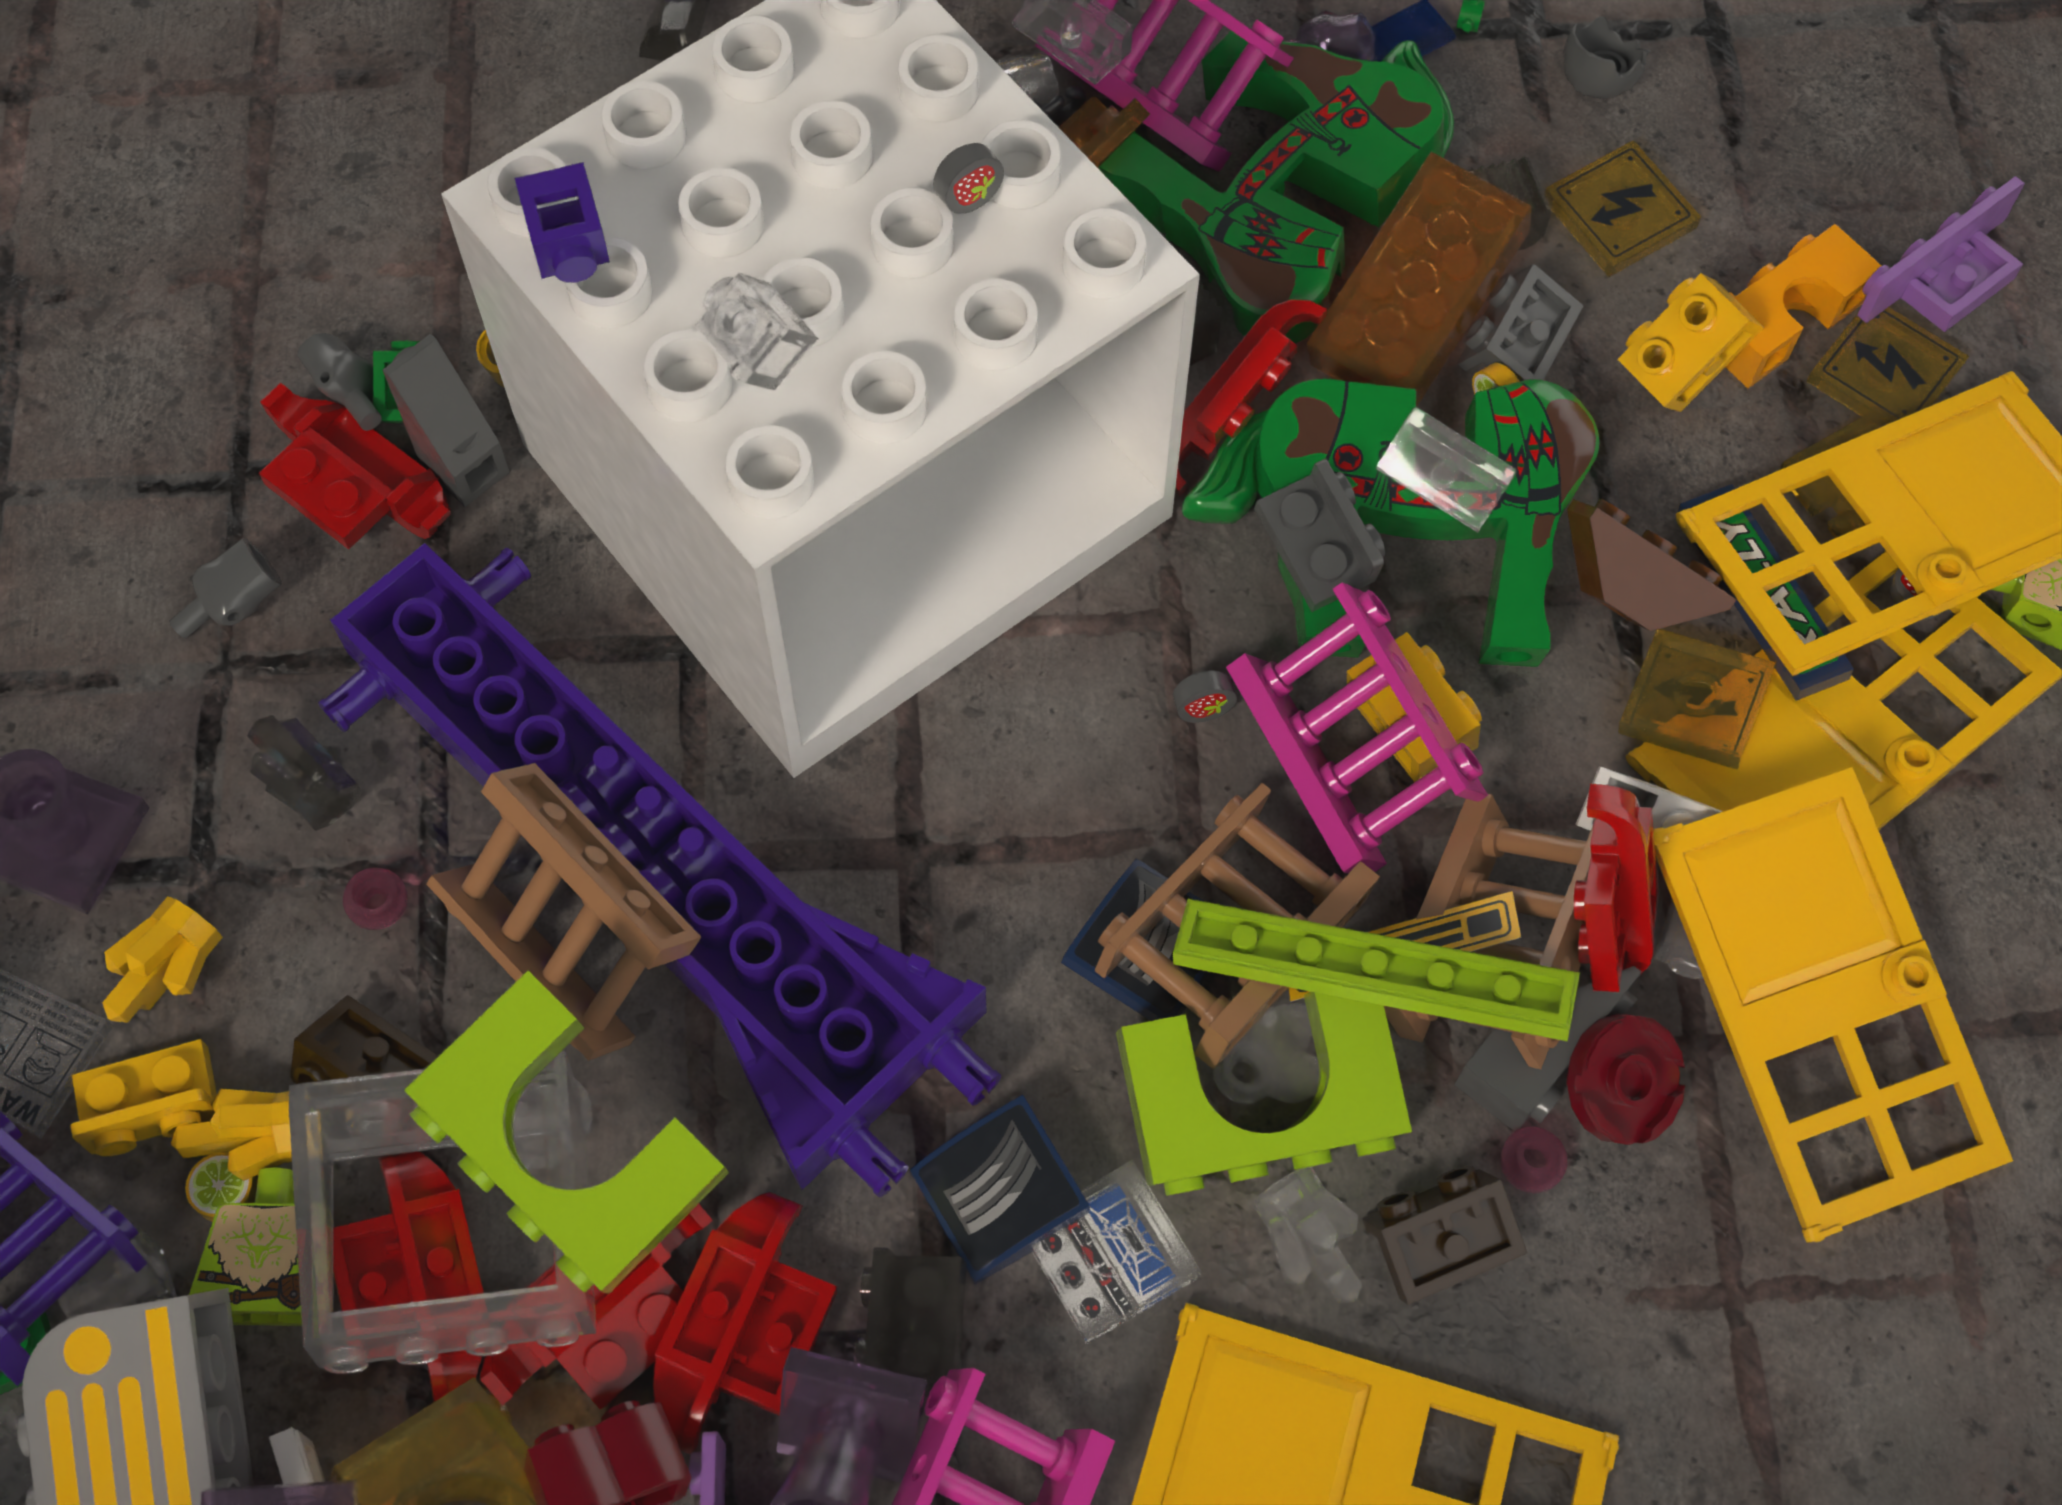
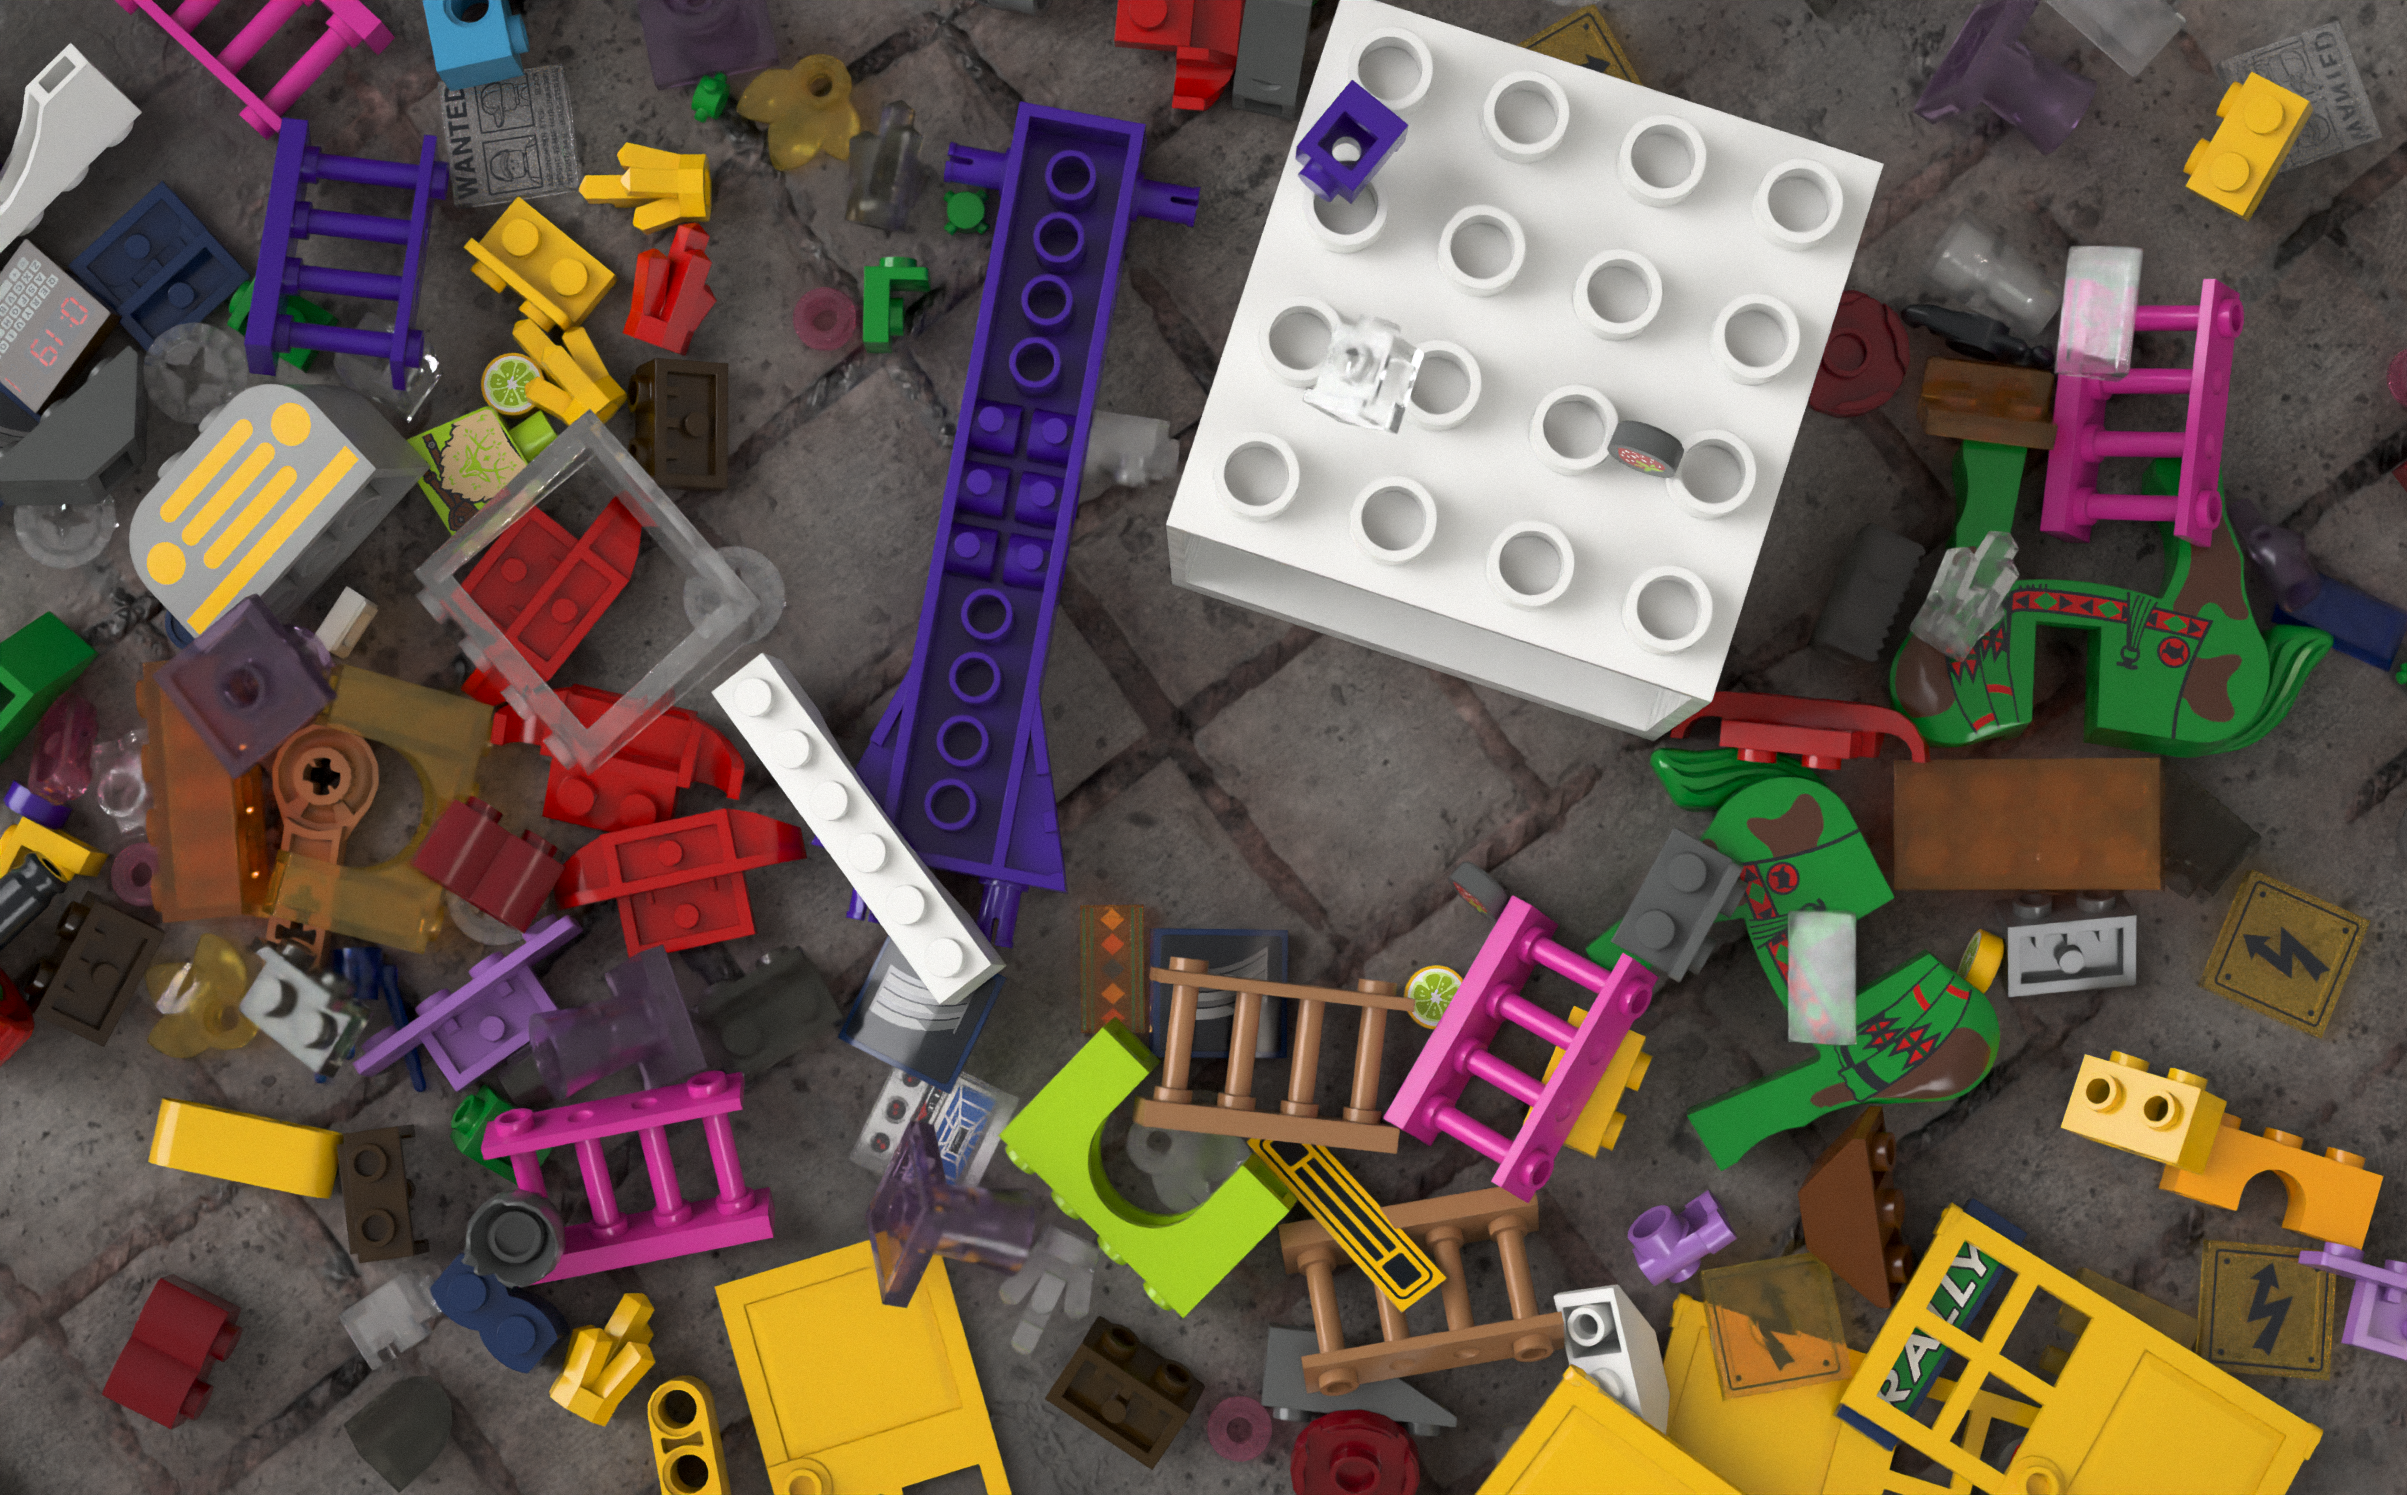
camera: 60 degrees right, 20 degrees up
(127, 871) = (710, 97): none -> green piece
(204, 816) = (797, 118): none -> clear yellow plate
(253, 998) = (671, 291): none -> red rock
(382, 739) = (966, 212): none -> green piece
(397, 838) = (881, 312): none -> green bracket
(474, 1099) = (636, 733): lime arch -> none
(600, 876) = (939, 501): medium nougat fence -> none
(668, 724) = (1131, 449): none -> clear brick
(839, 1115) = (871, 852): none -> white arch
(1069, 1016) = (1112, 966): none -> clear orange tile
(1183, 1283) = (924, 1216): none -> plant
(1221, 209) = (1967, 595): none -> clear rock
(1268, 770) = (1433, 991): none -> tile
(1377, 969) = (1286, 1209): lime tile -> none
(1583, 722) = (1673, 1244): none -> medium lavender plate
(1620, 888) = (1492, 1373): red plate -> none

